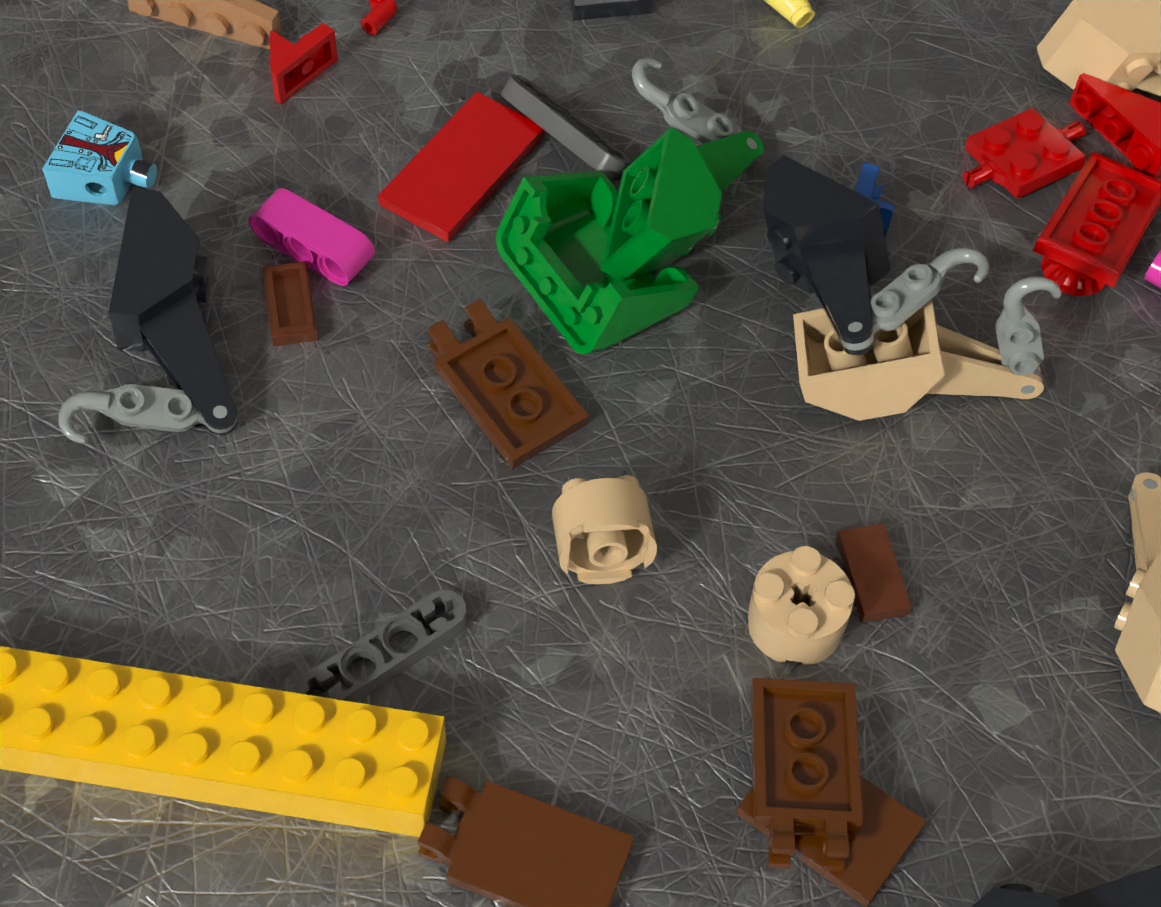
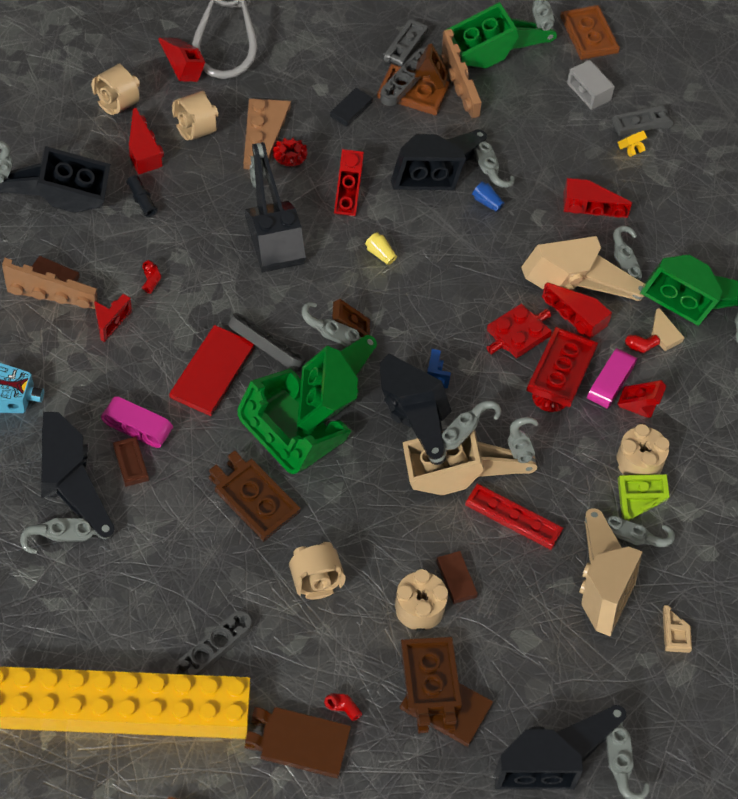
camera: 10 degrees left, 0 degrees up
(626, 790) = (343, 703): none -> red arm
(720, 97) = (350, 317): none -> reddish brown slope
(994, 473) = (514, 516): none -> red tile

